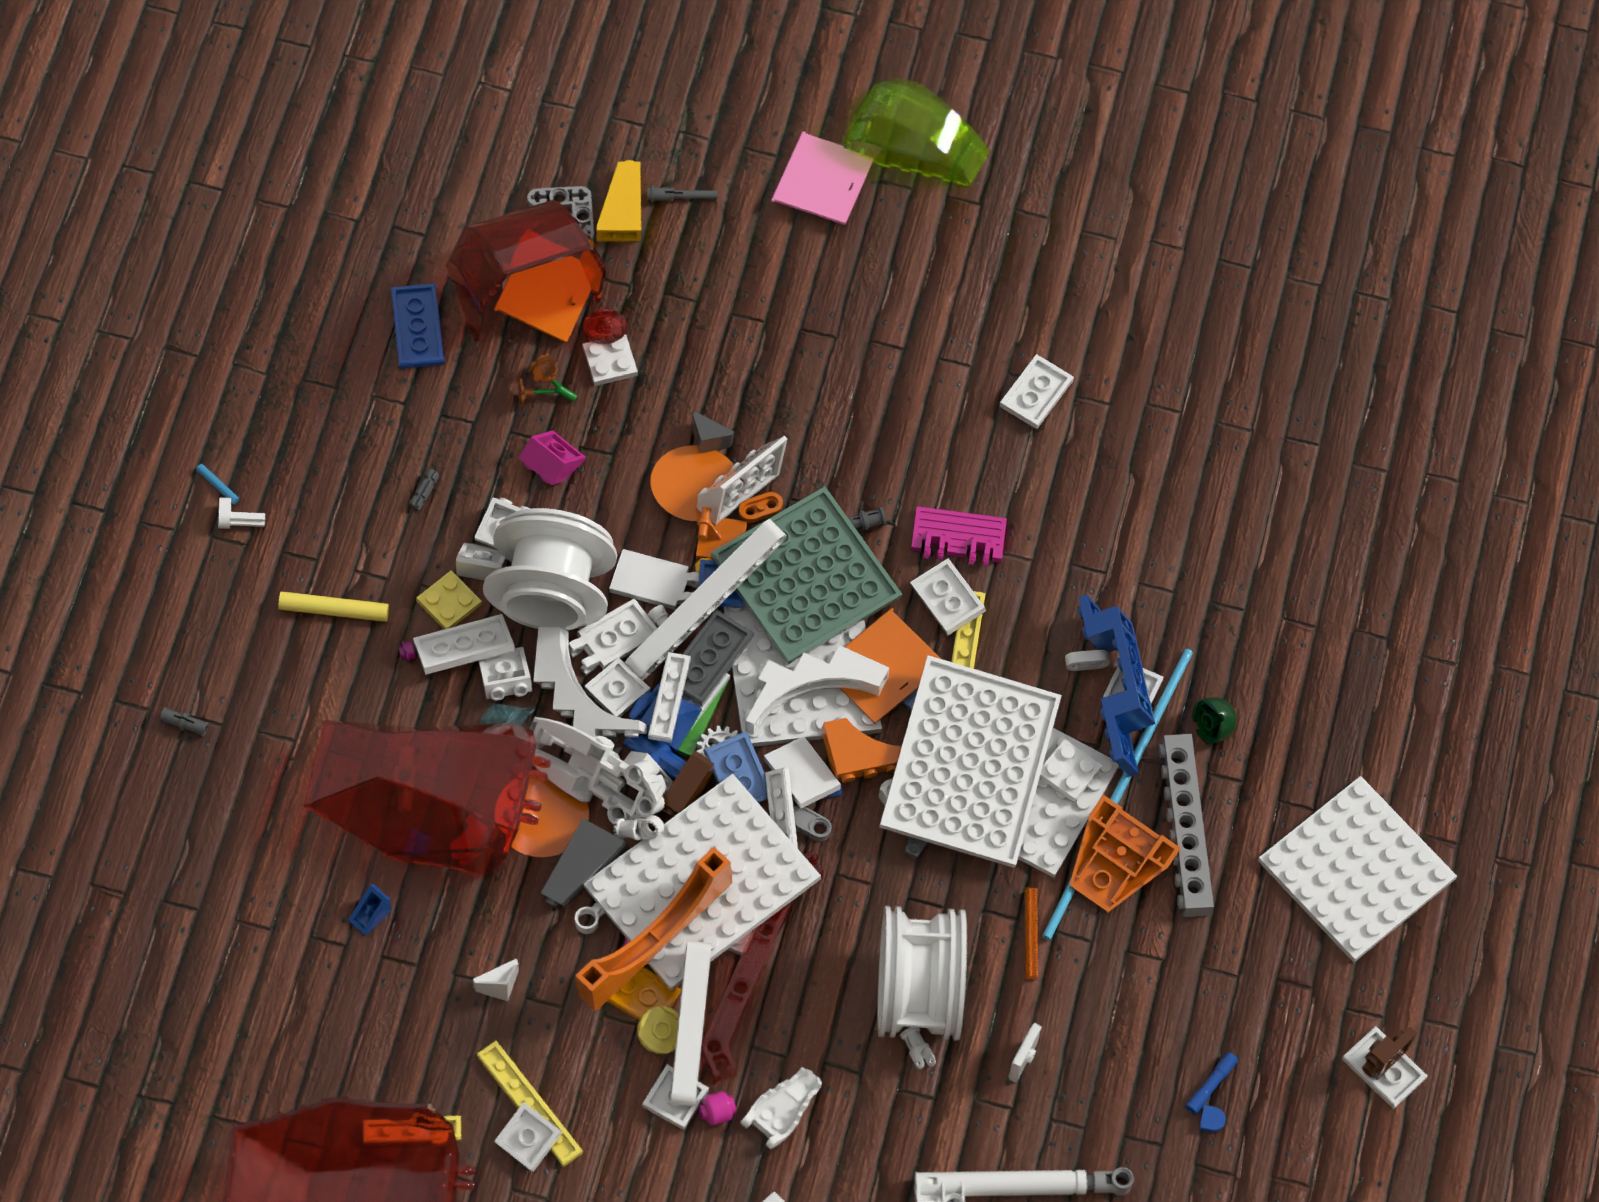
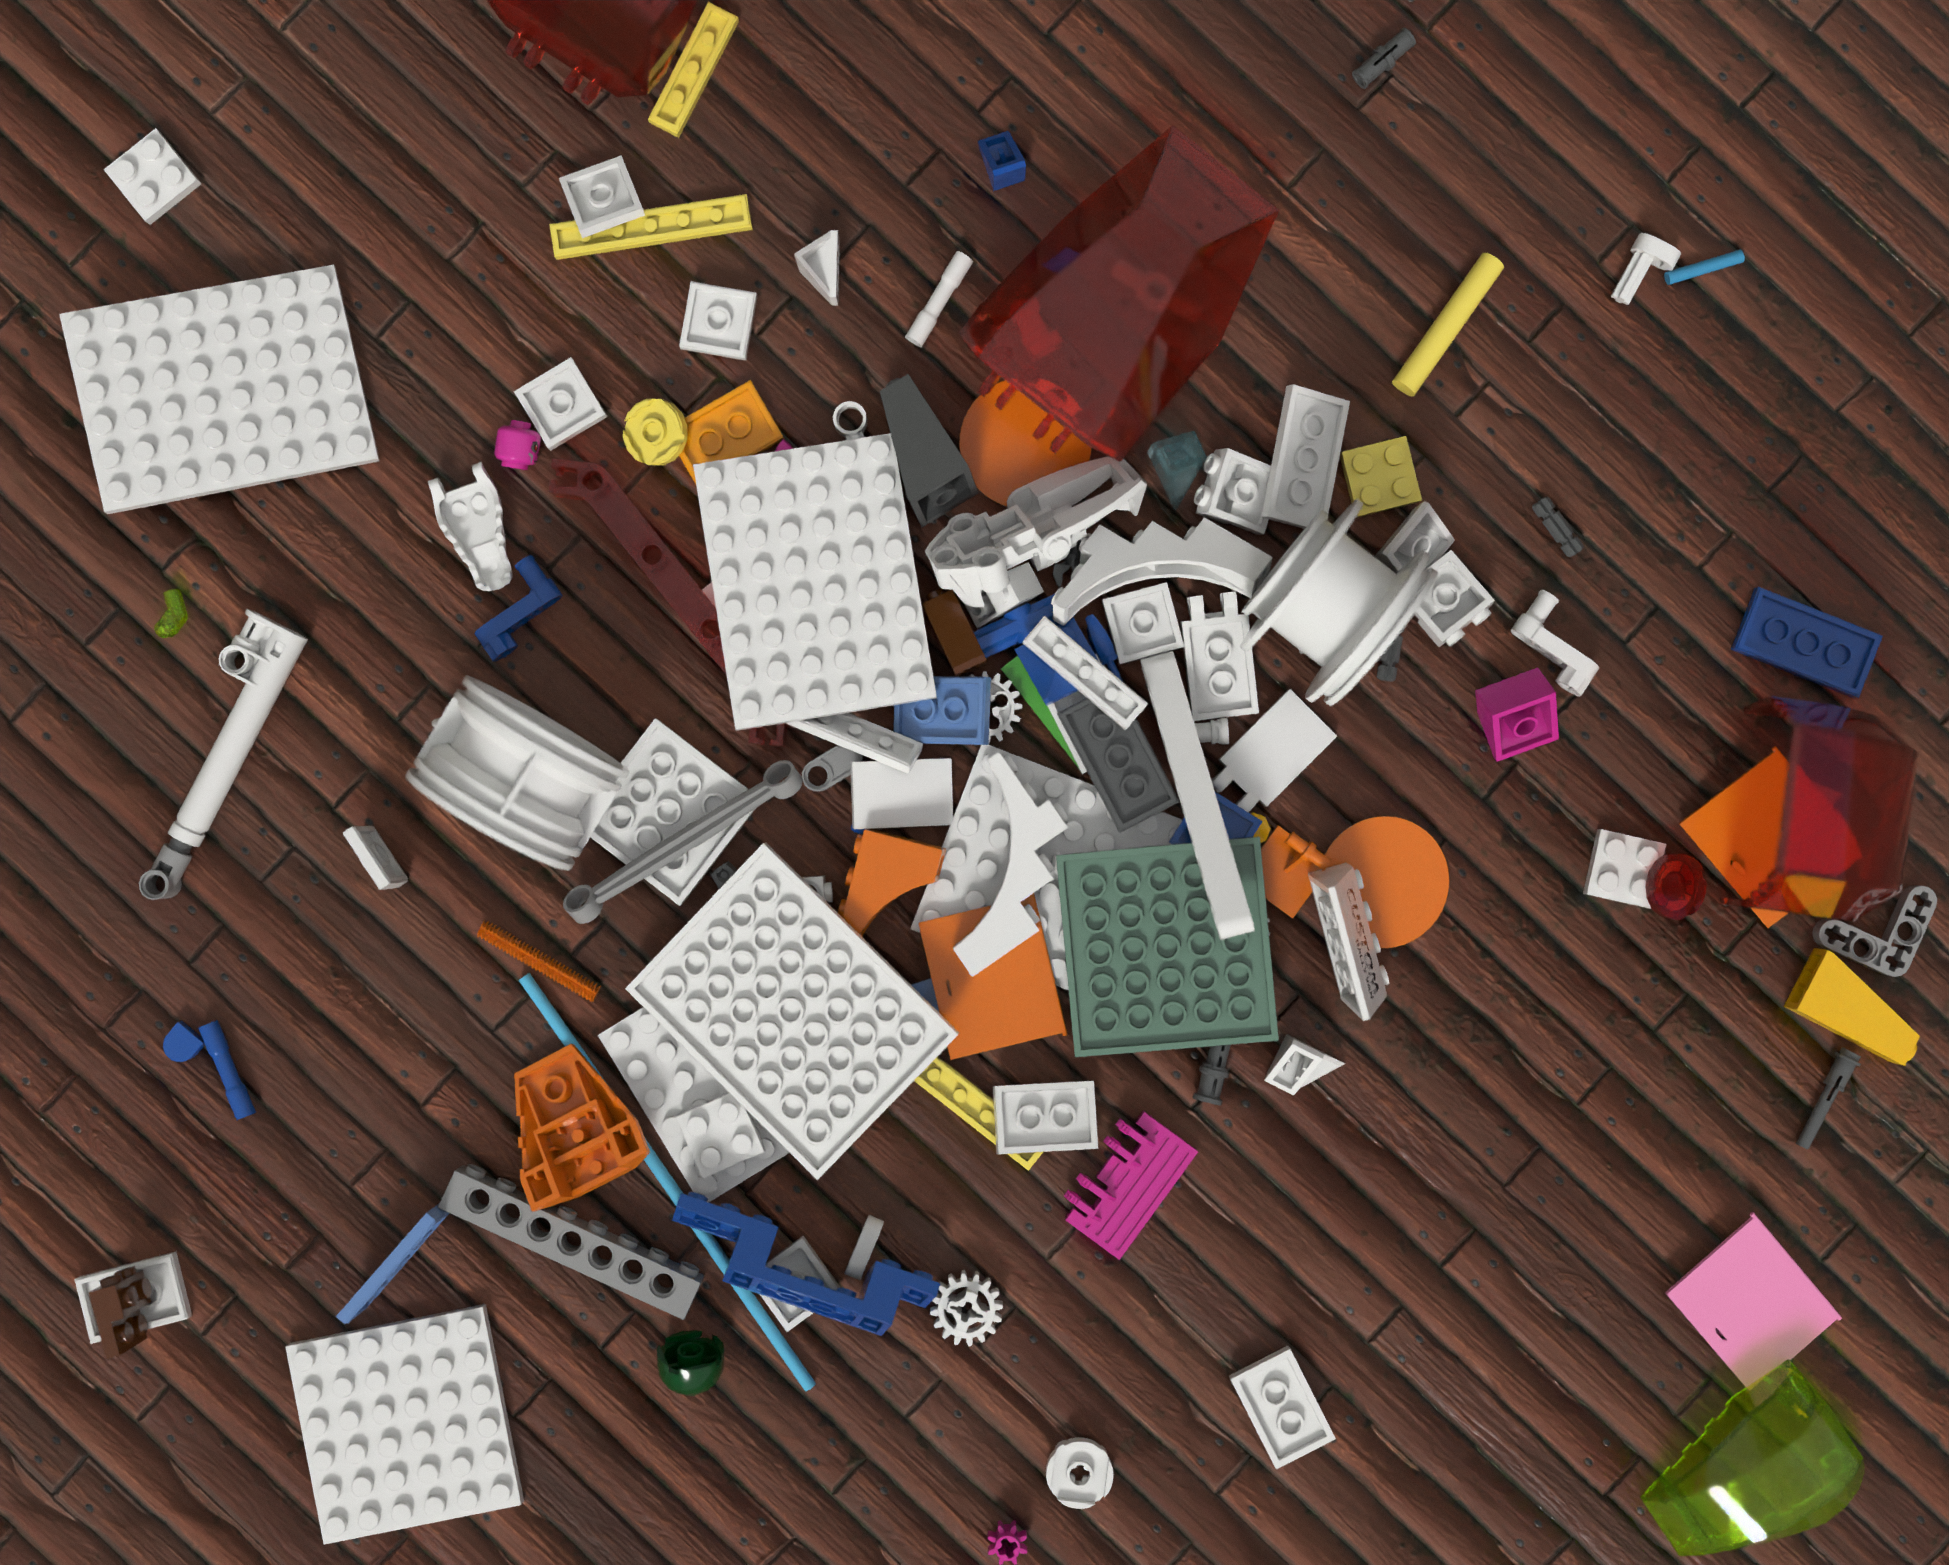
camera: 120 degrees right, 25 degrees up
(407, 651) = (1336, 385): magenta plate -> none
(464, 905) = (949, 282): none -> white piece
(506, 438) = (1577, 668): none -> white beam
(544, 372) = (1641, 759): dark orange plant -> none
(568, 1029) = (718, 320): none -> white plate
(606, 975) = (757, 465): orange arch -> none
(638, 828) = (920, 533): white connector -> none
(690, 1023) = (628, 460): white beam -> none
(710, 434) = (1442, 937): dark grey slope -> none
(760, 508) = (1303, 946): orange plate -> none
(833, 477) = (1299, 1065): none -> white slope
(842, 1060) = (496, 634): none -> blue beam
(890, 882) = (662, 794): none -> white plate
(906, 878) = (682, 841): none -> light grey piece
(1093, 580) = (979, 1313): none -> white gear
(1143, 492) = (1092, 1486): none -> white plate
(1207, 498) = (1005, 1552): none -> dark pink gear
(1261, 914) = (392, 1264): none -> medium blue tile

